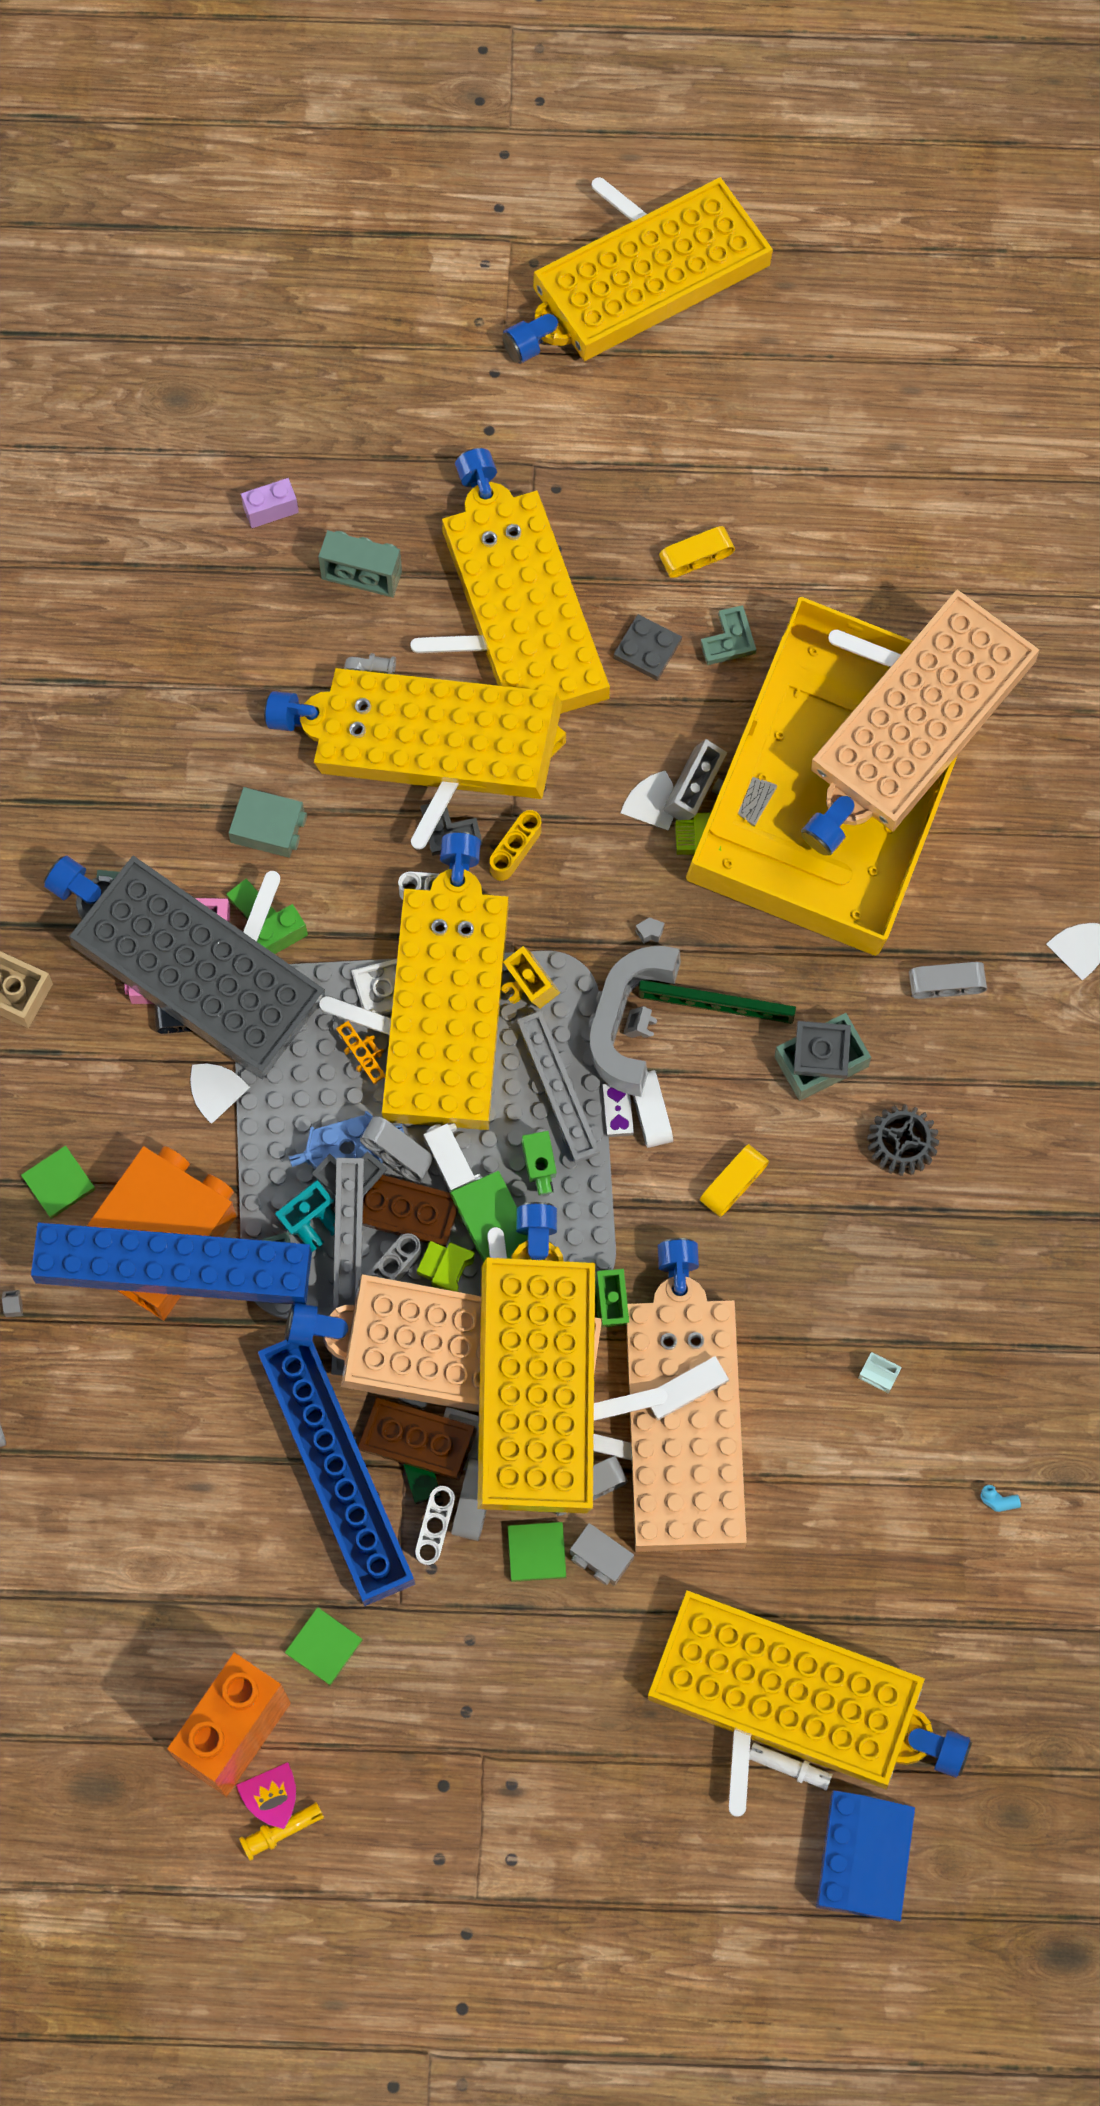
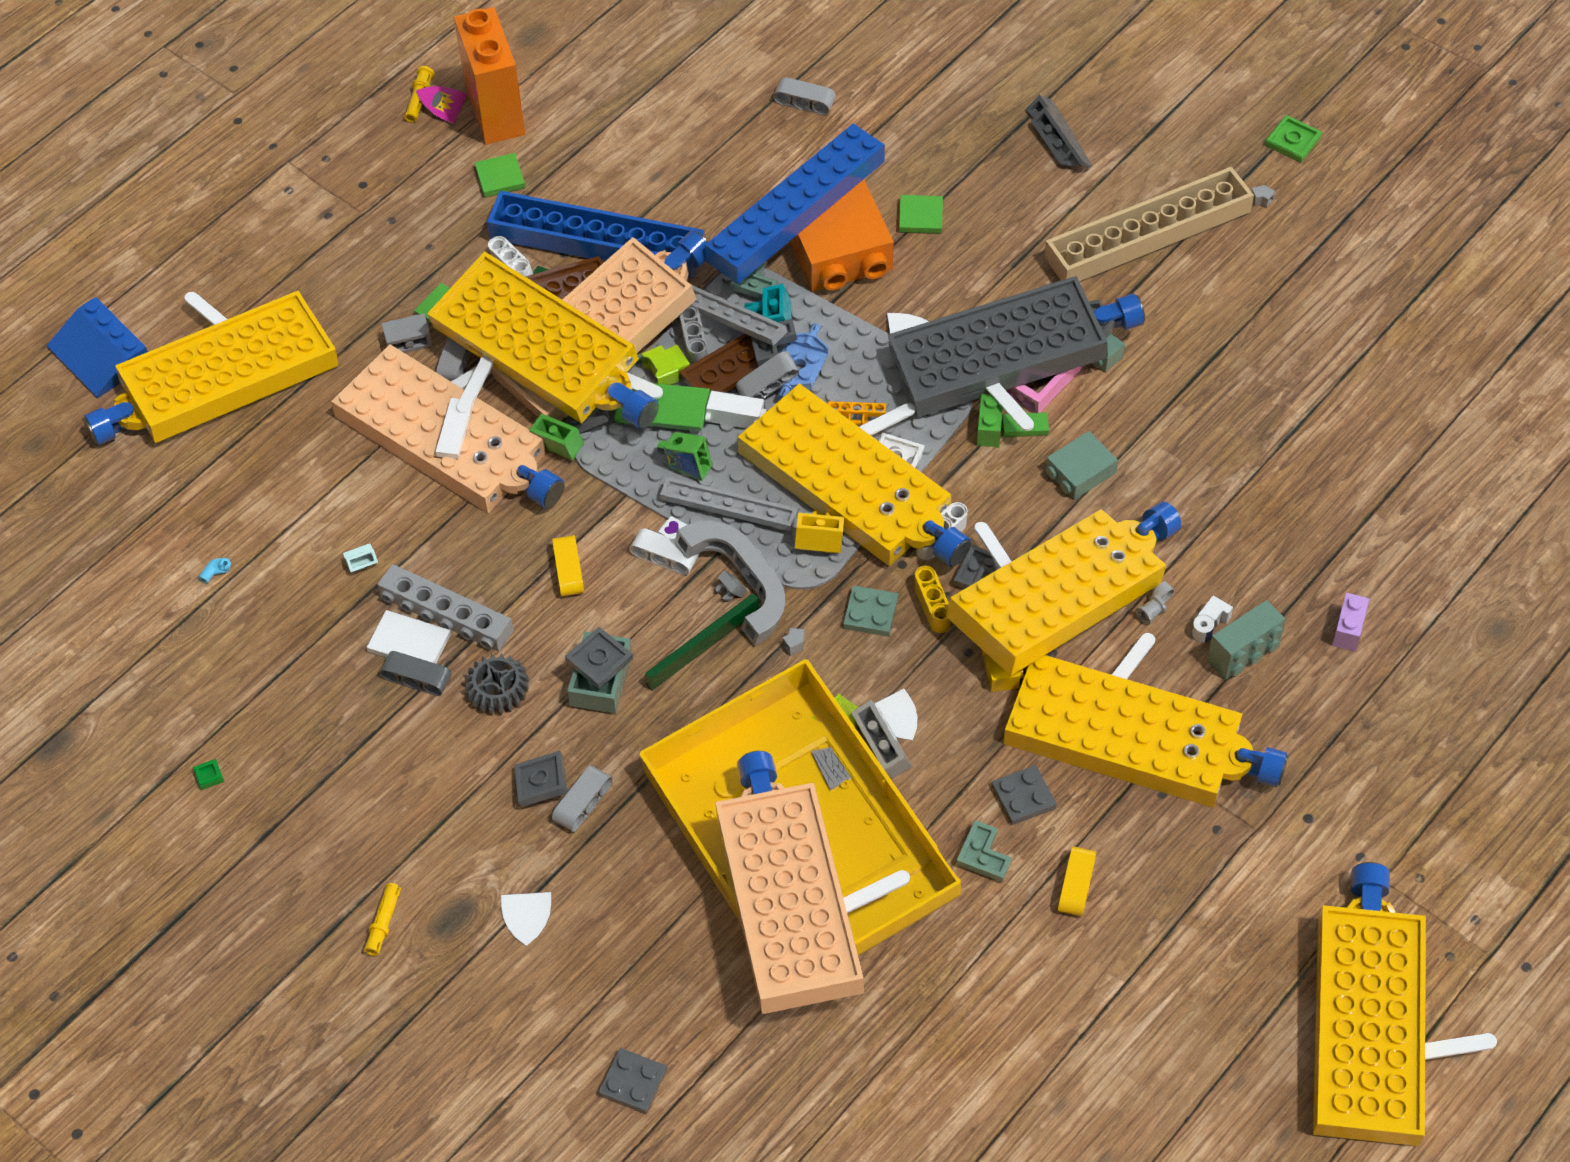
camera: 130 degrees right, 15 degrees down
(354, 615) = (1209, 618): none -> white leg
(565, 892) = (871, 611): none -> sand green plate
(875, 1317) = (457, 607): none -> light grey brick
(922, 1258) = (408, 637): none -> white tile
(951, 1219) = (415, 673): none -> dark grey beam
(962, 1024) = (540, 778): none -> dark grey plate

